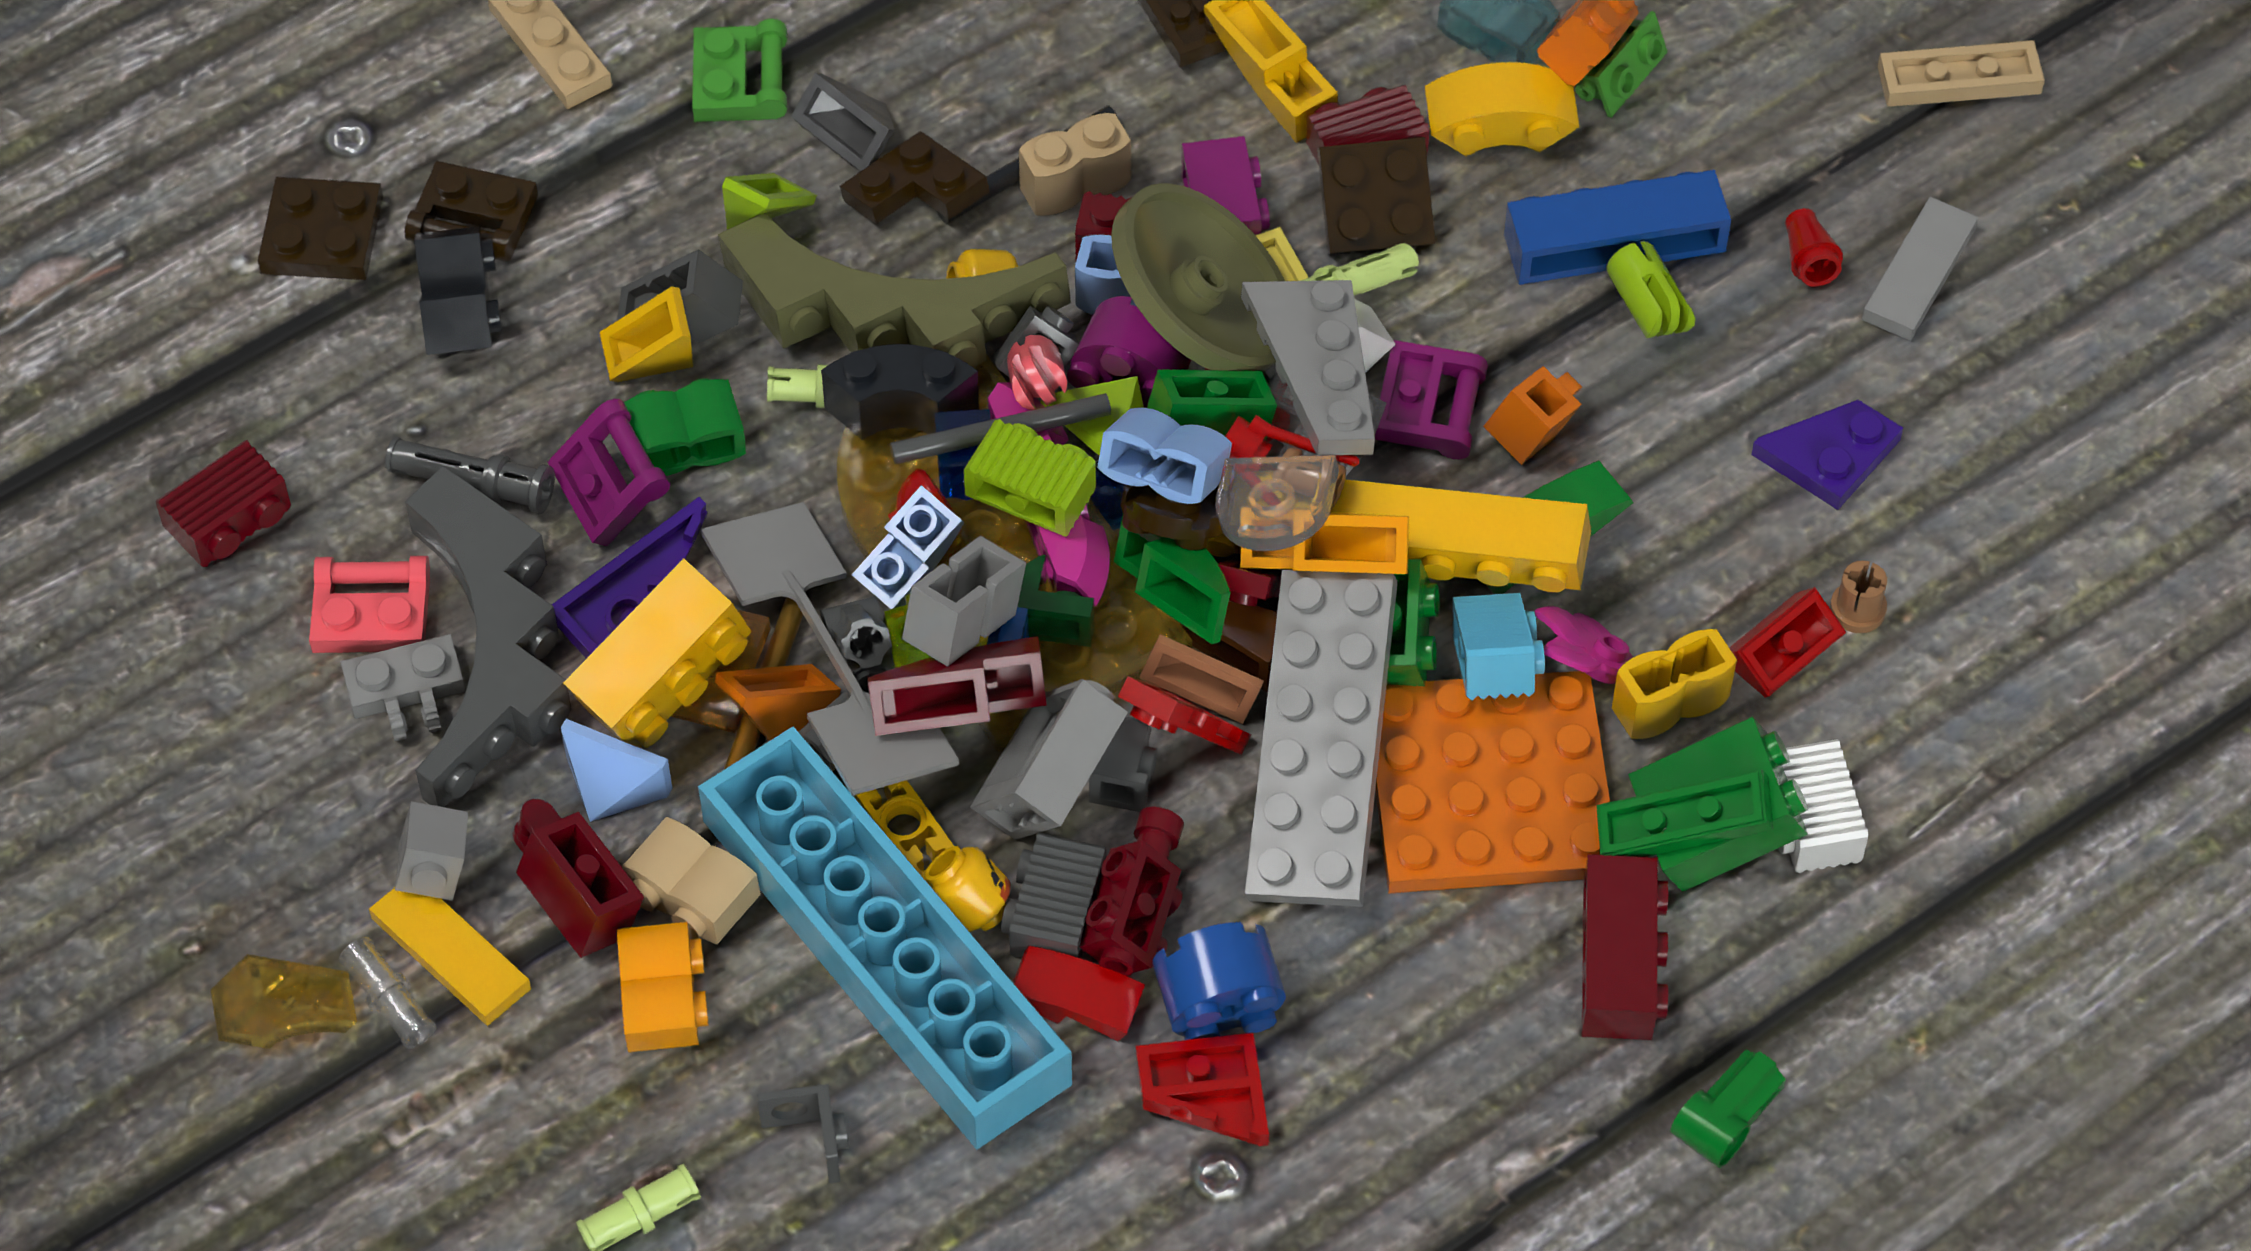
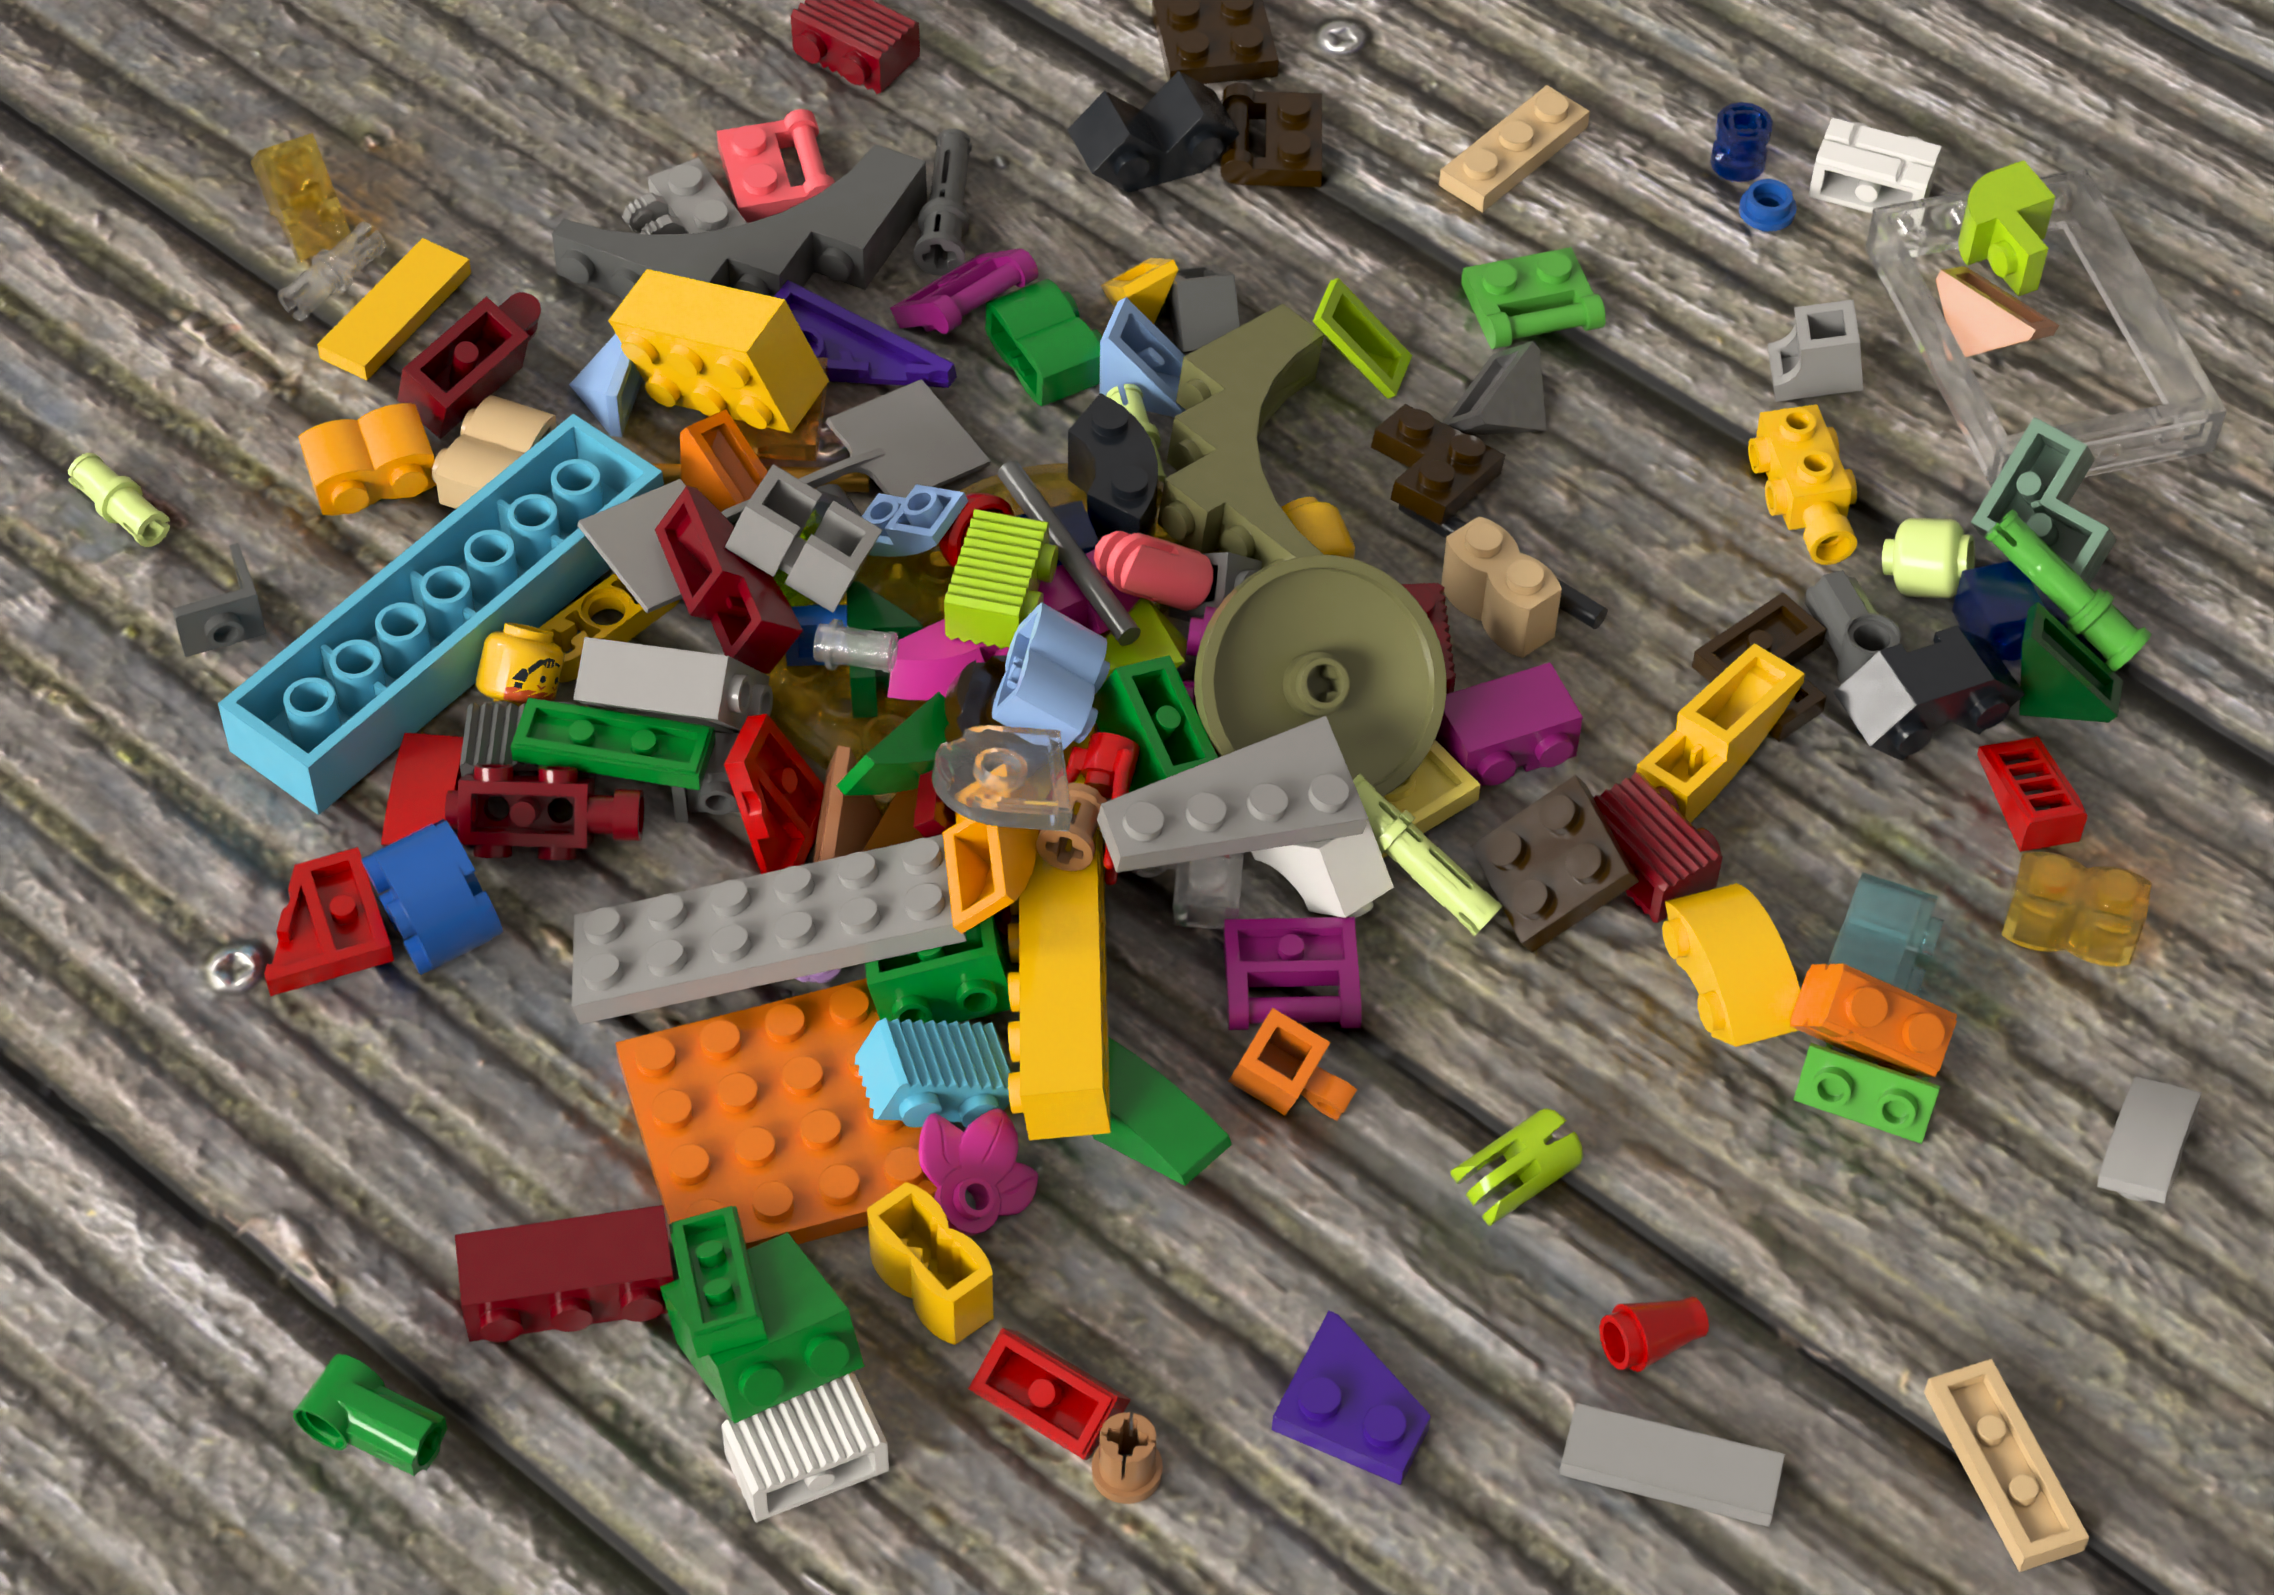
camera: 75 degrees right, 5 degrees down
(431, 850) = (480, 255): light grey brick -> none
(741, 358) = (1140, 355): none -> light blue slope
(1063, 610) = (855, 647): none -> clear pin
(1097, 819) = (613, 743): none -> green tile
(1586, 227) = (1627, 1140): blue brick -> none

